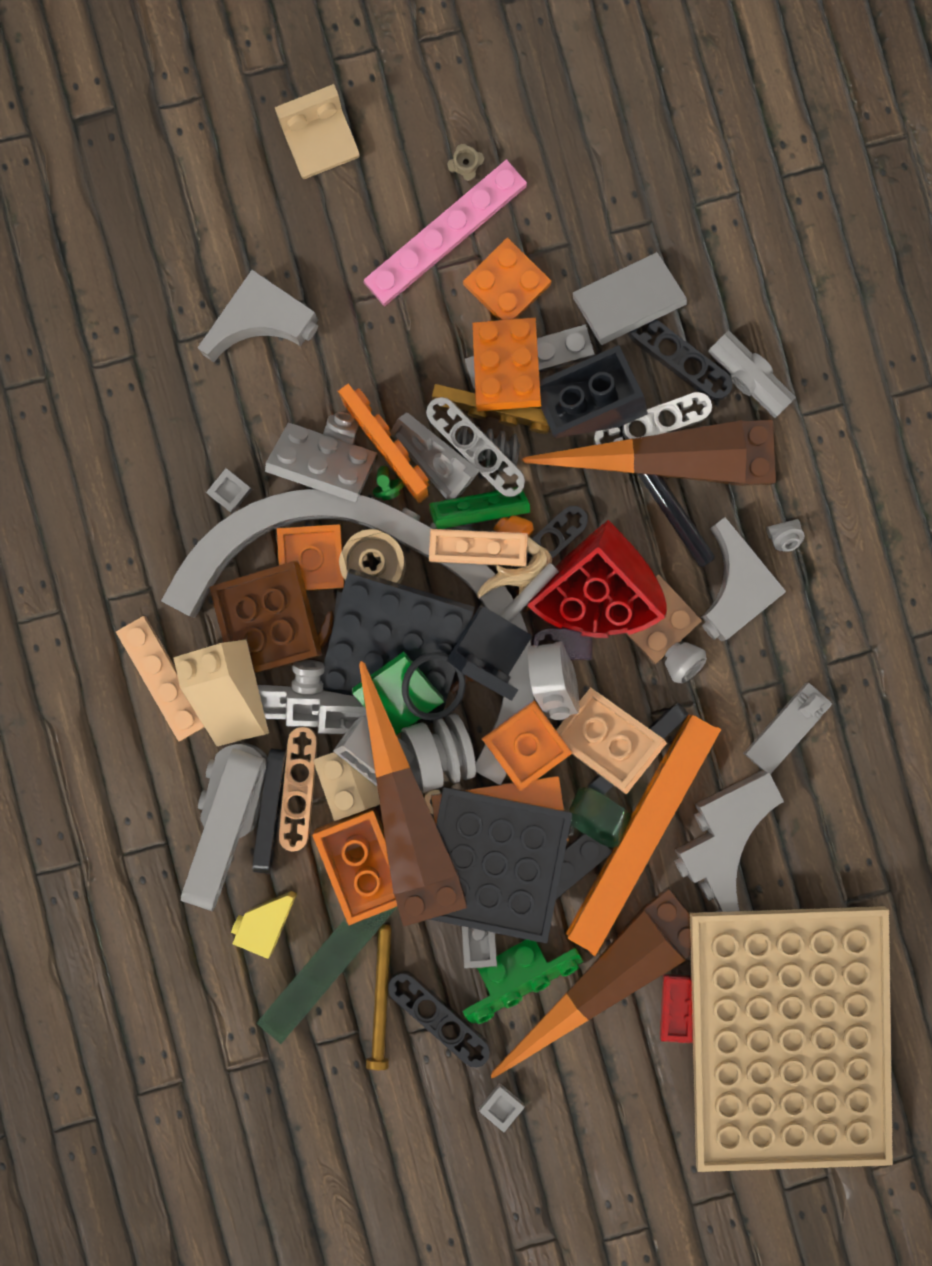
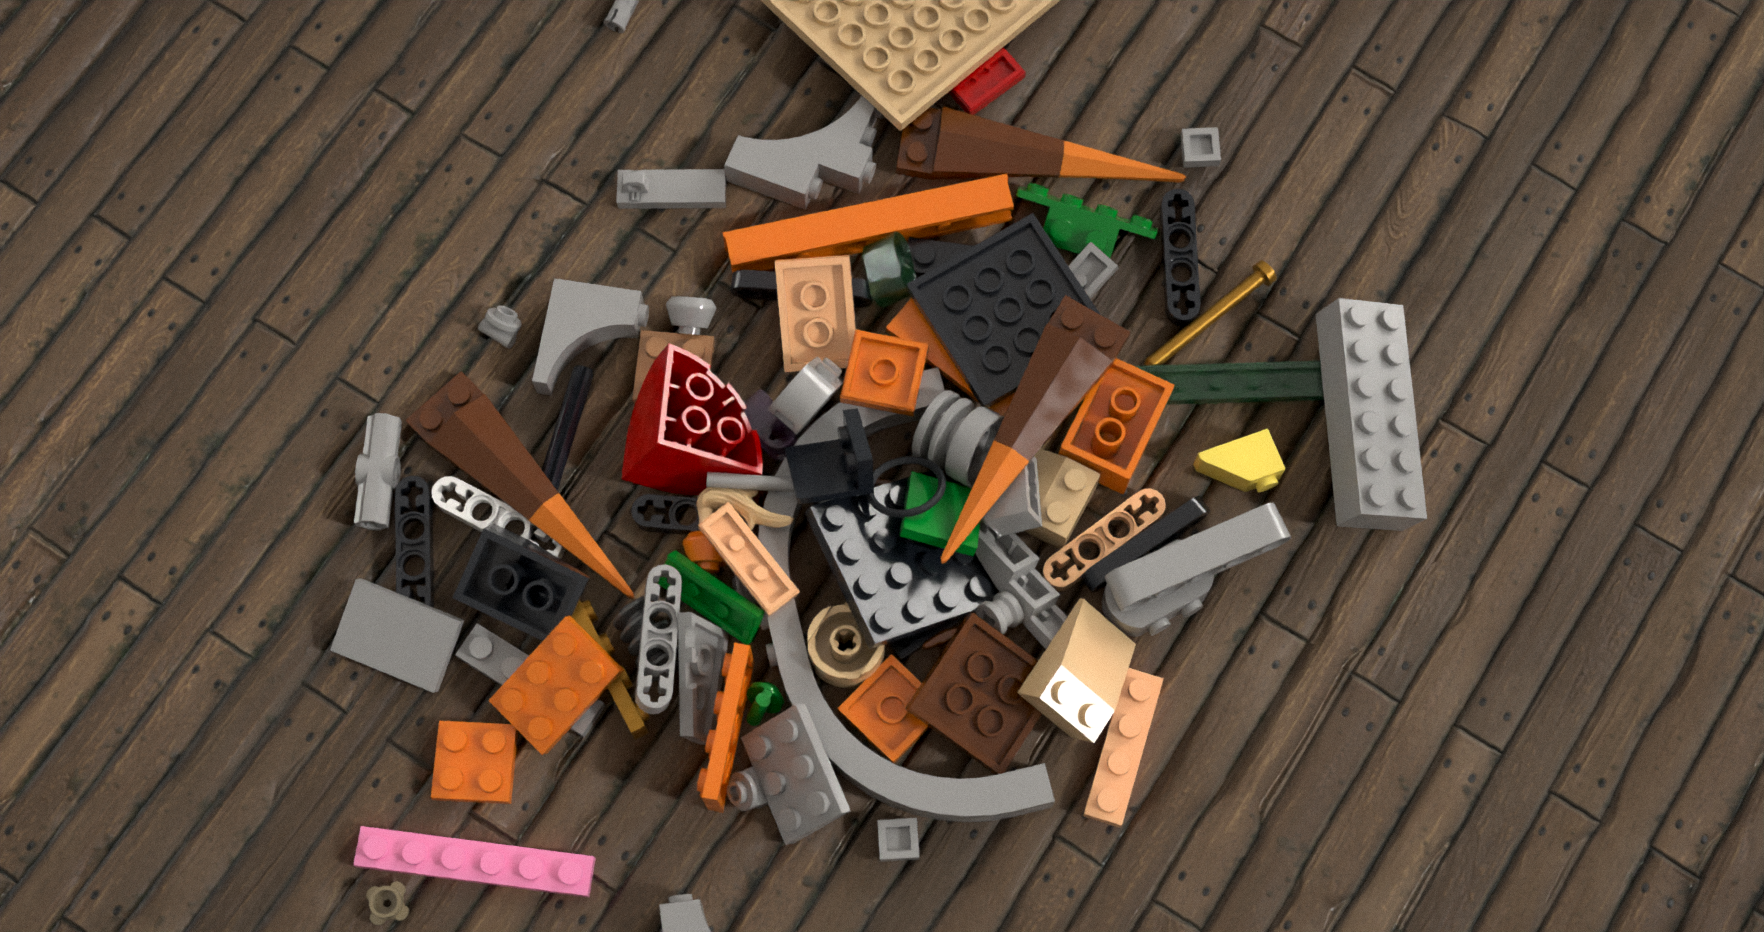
camera: 135 degrees left, 15 degrees down
(218, 1035) = (1370, 415): none -> light grey brick

